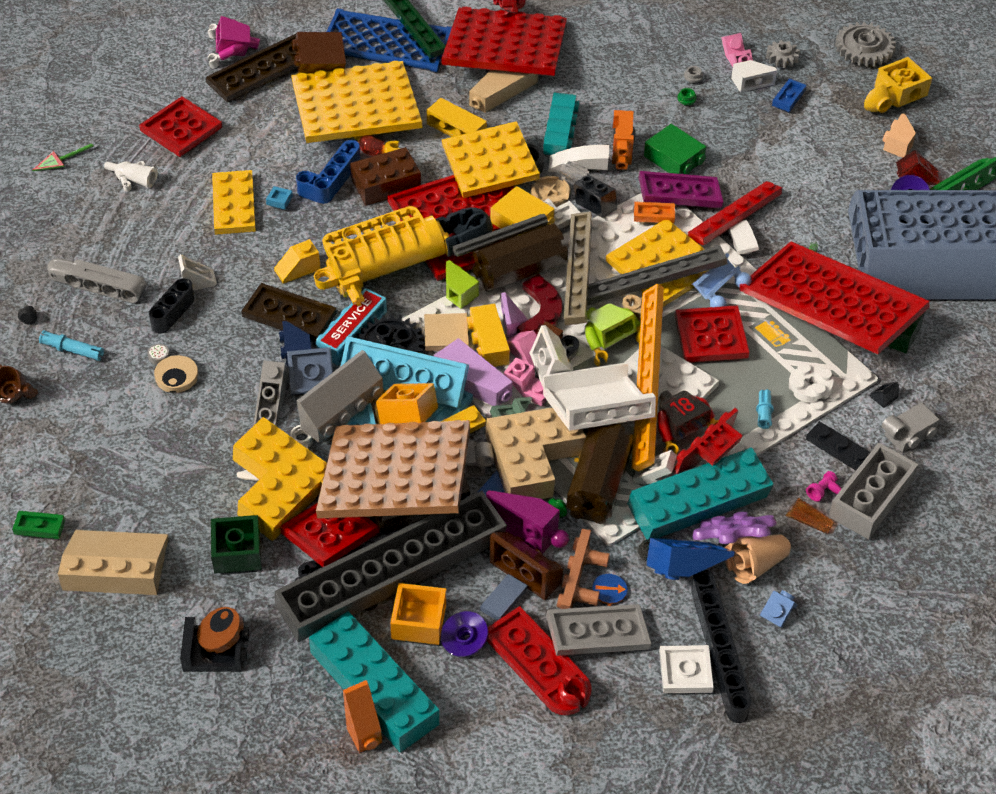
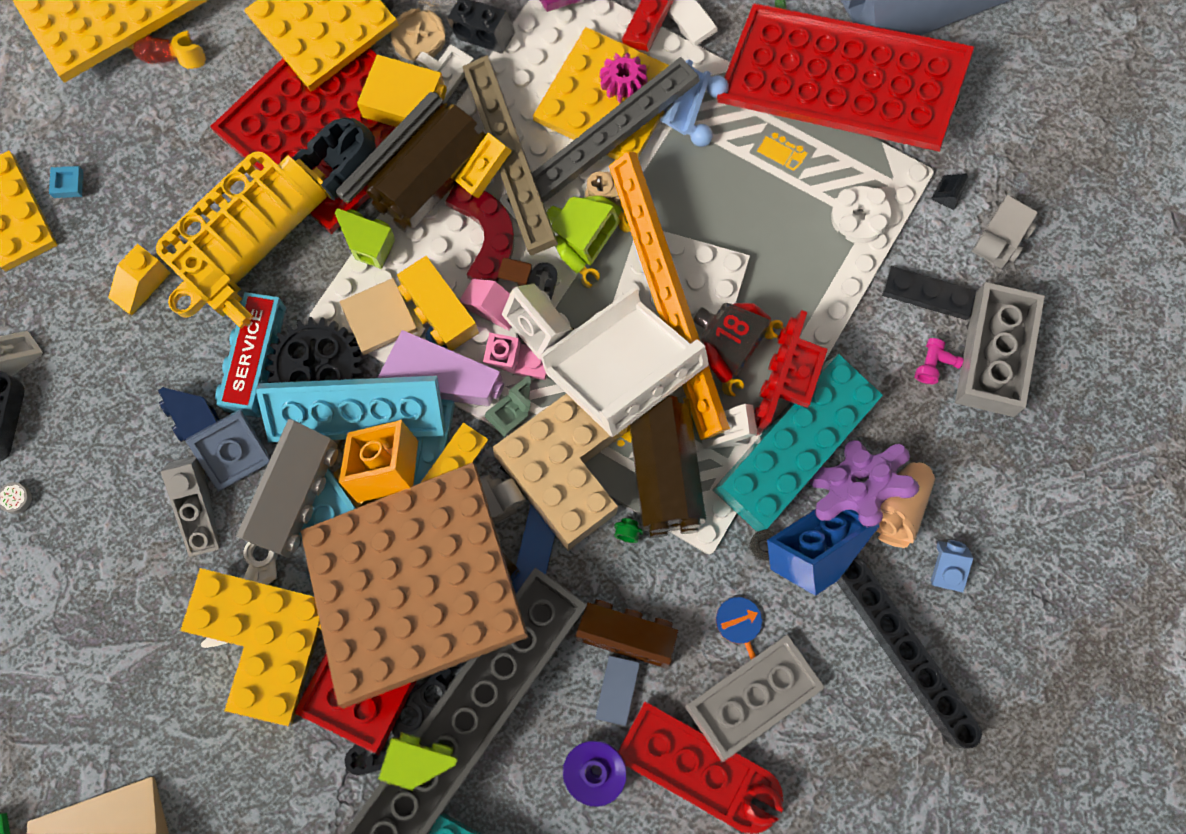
camera: 20 degrees left, 25 degrees up
(176, 374) = (51, 520): tan tile -> none
(235, 544) = (248, 766): dark green brick -> none
(274, 305) = (158, 360): dark brown plate -> none
(325, 185) = (127, 81): blue beam -> none
(348, 561) = (412, 764): none -> lime slope
(384, 175) = (193, 94): reddish brown brick -> none
(418, 613) = (526, 773): light orange piece -> none
(511, 315) = (453, 258): lavender slope -> none
(530, 519) = (609, 575): magenta slope -> none
(557, 265) = (483, 165): none -> yellow plate
(582, 556) = (700, 650): nougat plate -> none
(654, 212) = (566, 22): orange plate -> none
(676, 246) = (622, 76): none -> dark pink gear
(686, 669) = (878, 704): white plate -> none
(711, 334) = (712, 186): red plate -> none
(764, 409) = (822, 277): medium azure axle -> none
(809, 516) = (931, 411): clear orange piece -> none

